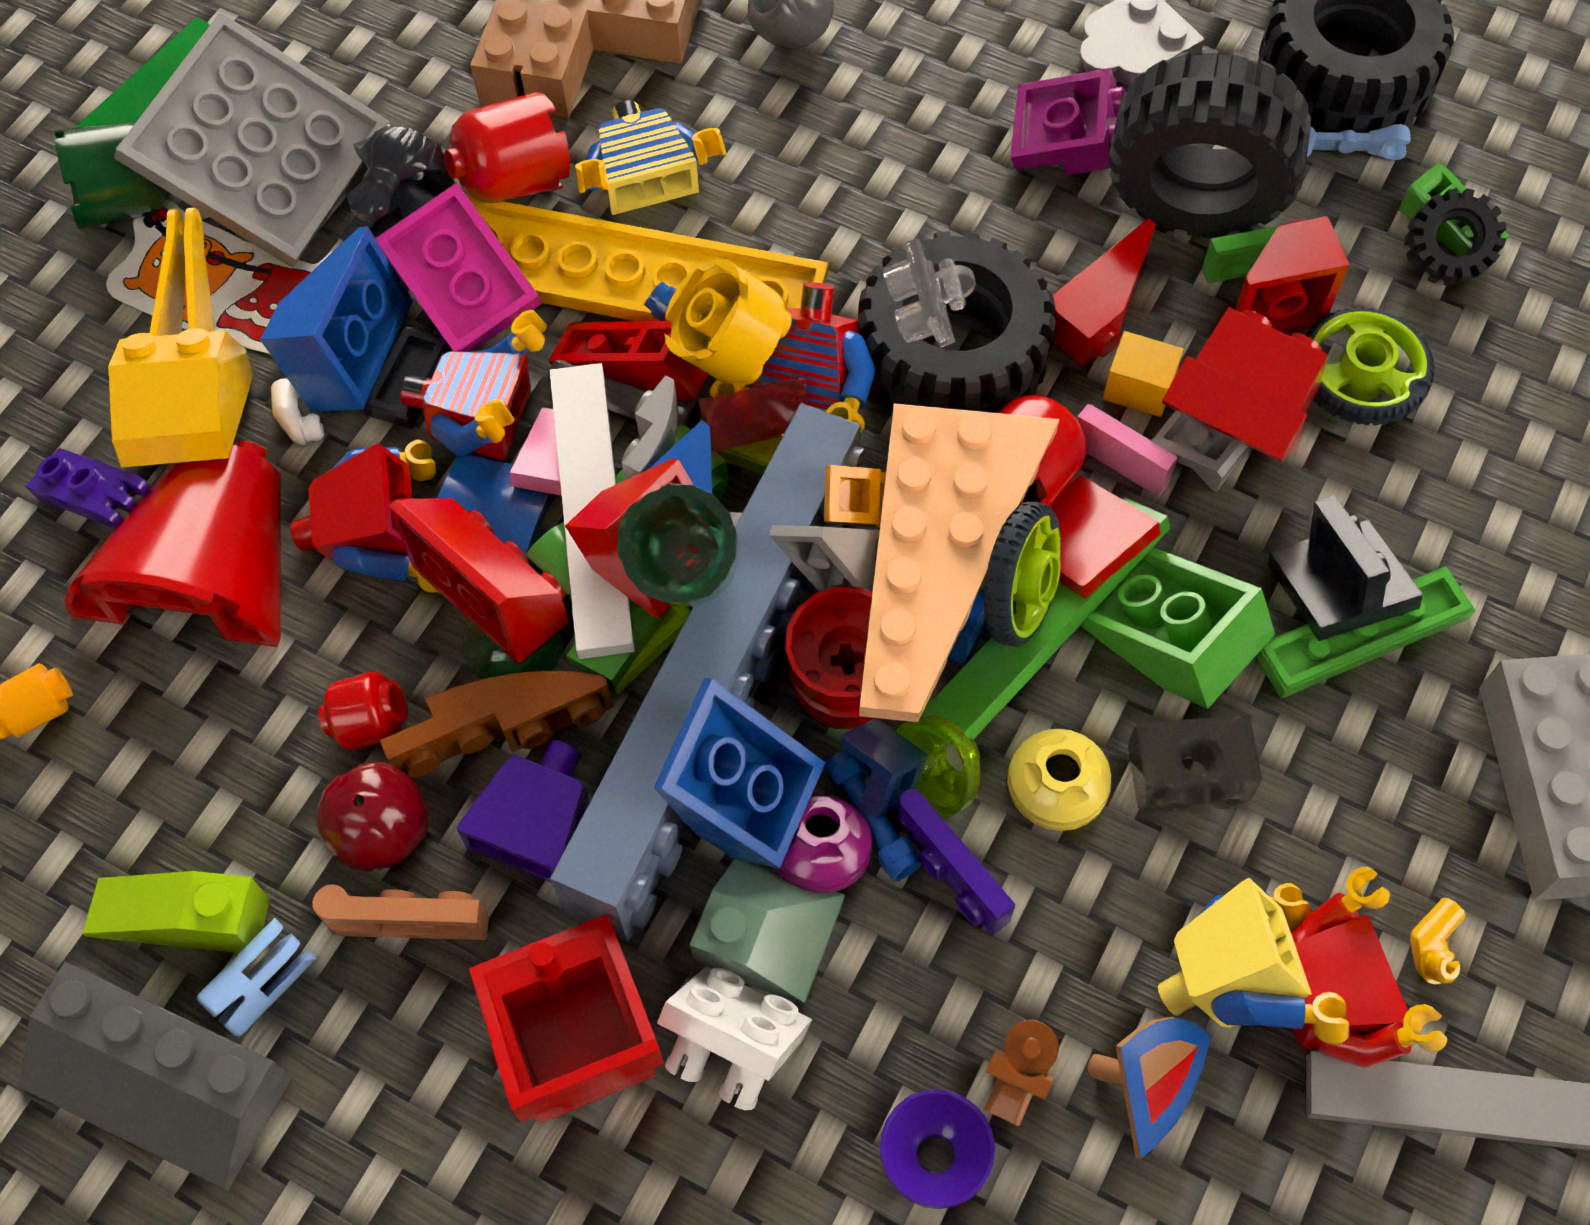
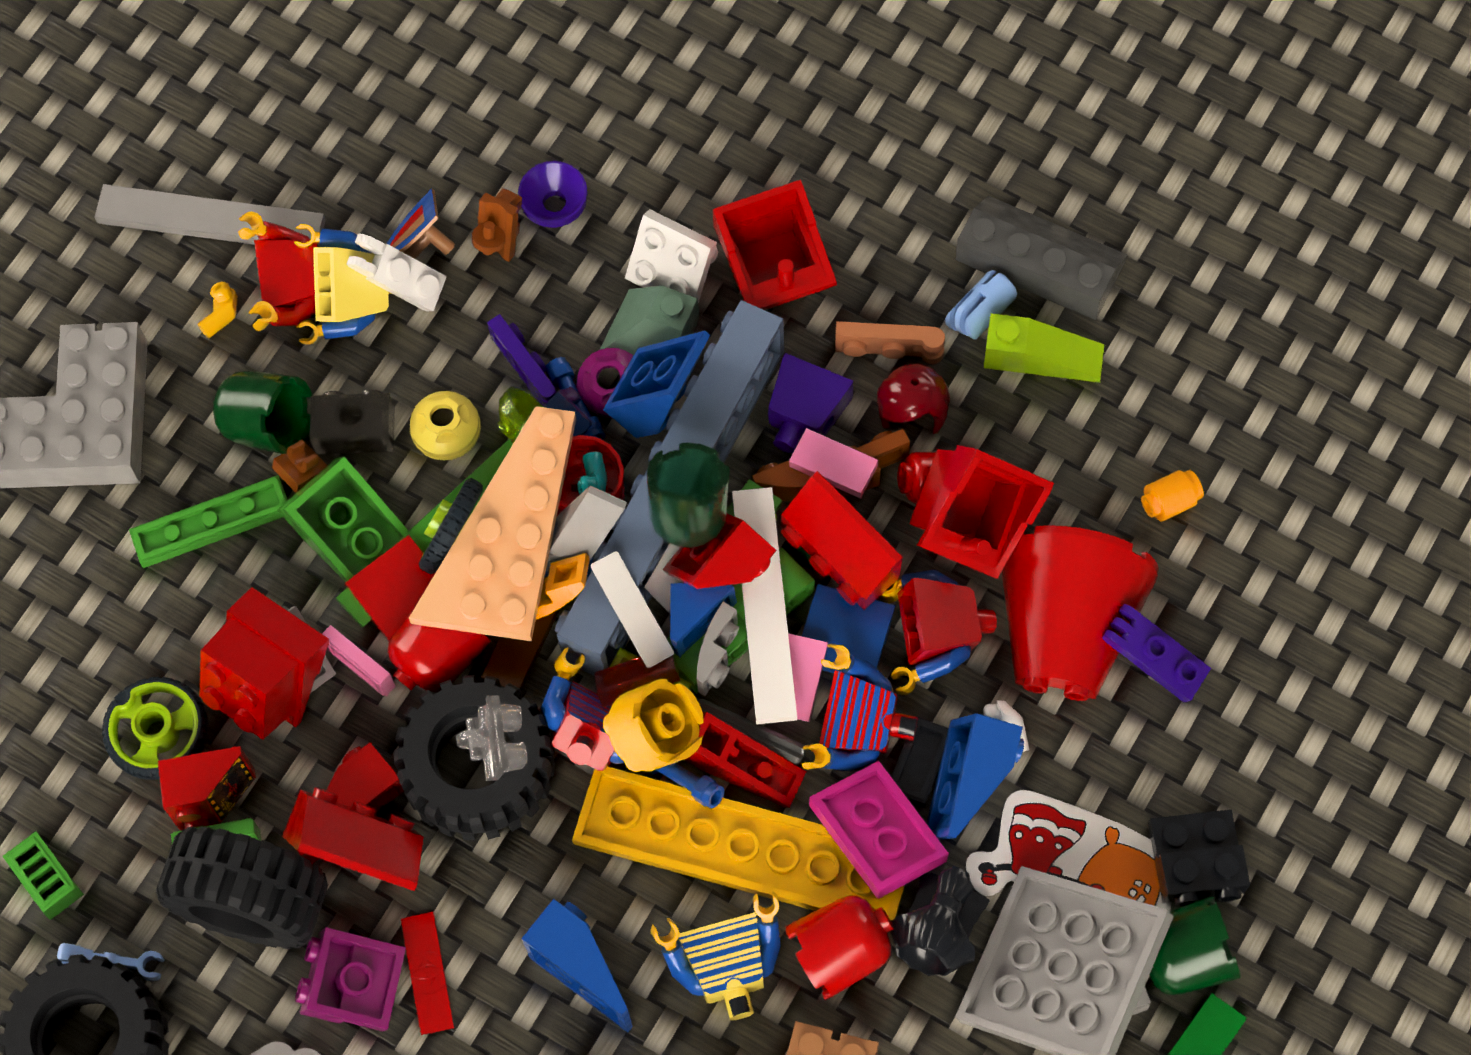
camera: 175 degrees left, 5 degrees up
(86, 280) = (1198, 857): none -> black plate
(174, 389) = (1091, 730): yellow slope -> none
(291, 635) = (977, 508): none -> red piece
(489, 695) = (836, 462): none -> bright pink tile
(763, 459) = (632, 609): none -> white sticker
(809, 126) = (567, 950): none -> blue slope
(823, 640) = (595, 472): none -> teal arm
(984, 152) = (427, 973): none -> red piece
(1087, 204) = (355, 838): none -> red slope
(1142, 373) = (329, 726): yellow brick -> none
(1170, 976) = (398, 273): none -> white hinge
(1258, 696) = (298, 465): none -> dark orange tile
(1331, 752) = (263, 410): none -> dark green cylinder
(1343, 574) = (217, 551): black bracket -> none
(1476, 215) = (54, 853): black tyre -> none

